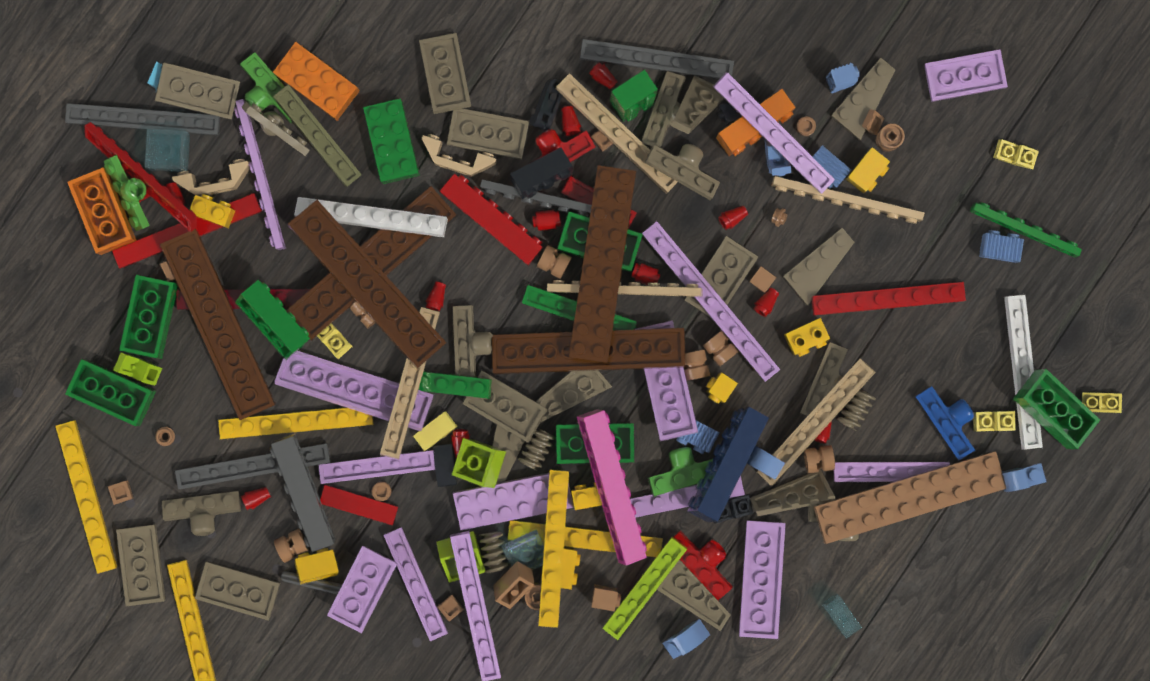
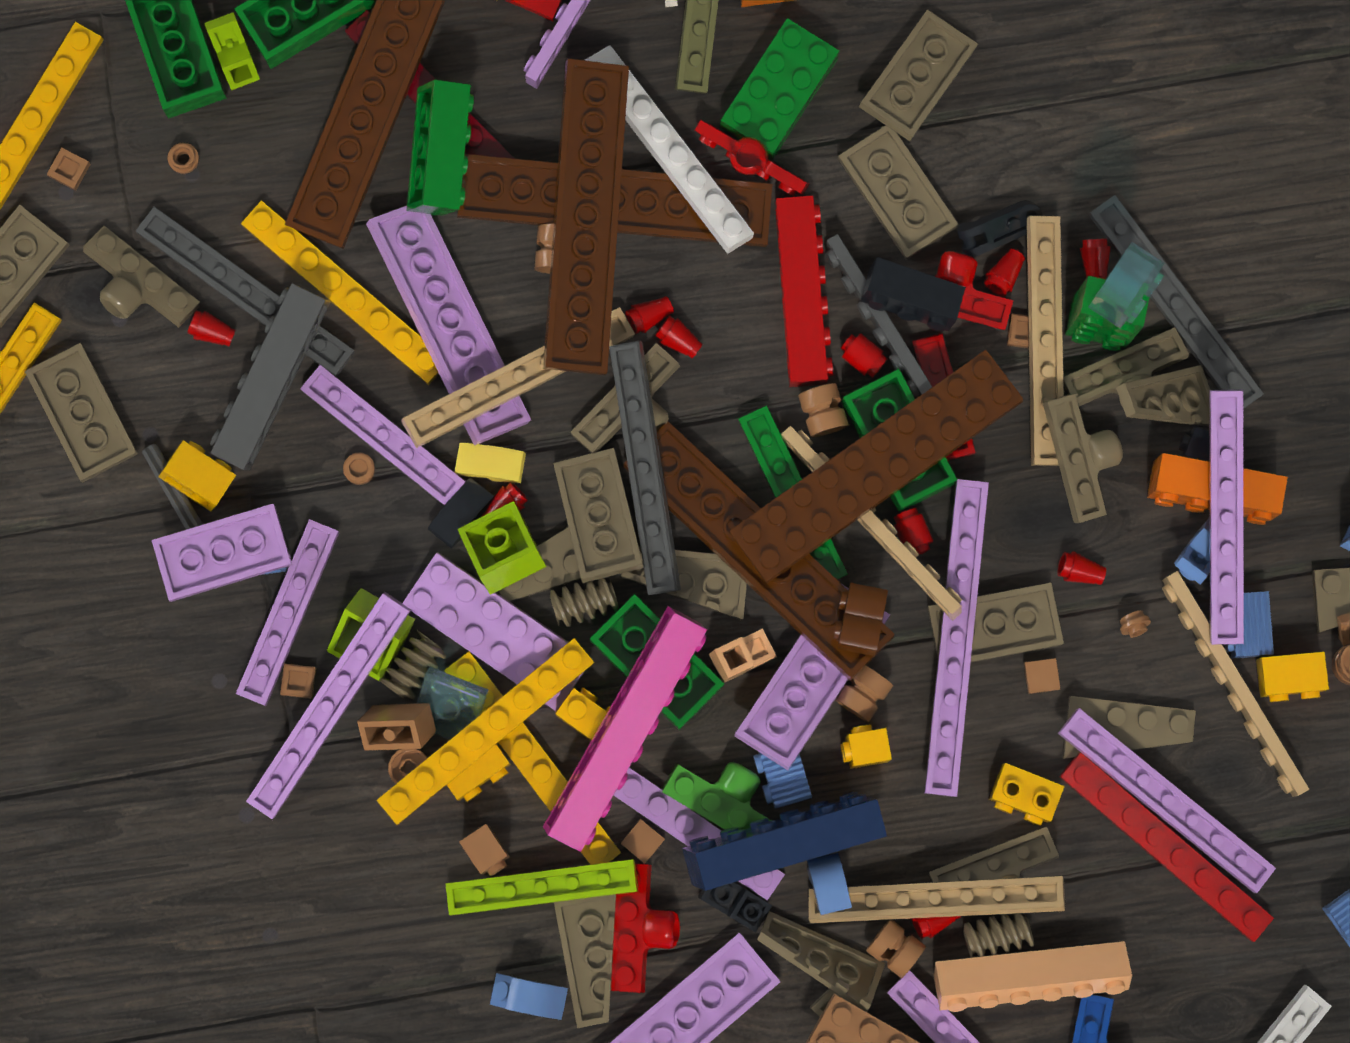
camera: 45 degrees right, 5 degrees down
(284, 545) = (193, 423): medium nougat wheel -> none
(334, 341) = (483, 245): light yellow slope -> none
(359, 504) = (317, 457): red tile -> none
(410, 184) = (750, 158): none -> red plate
(456, 384) = (567, 433): green plate -> none
(458, 294) = (678, 337): none -> red cone
(482, 161) = (855, 217): tan slope -> none
(504, 366) = (645, 468): none -> dark grey tile
(628, 402) = (742, 655): none -> light nougat brick
(633, 79) = (1128, 282): none -> clear light blue brick
(664, 337) = (861, 619): none -> reddish brown brick
(666, 524) = (642, 841): none -> medium nougat tile
(720, 348) = (912, 703): medium nougat wheel -> none
(766, 302) = (1015, 706): red cone -> none
(806, 126) = (1271, 553): medium nougat tile -> none
(869, 279) = (1166, 800): none -> lavender plate
(888, 412) = (1032, 976): none -> light nougat brick

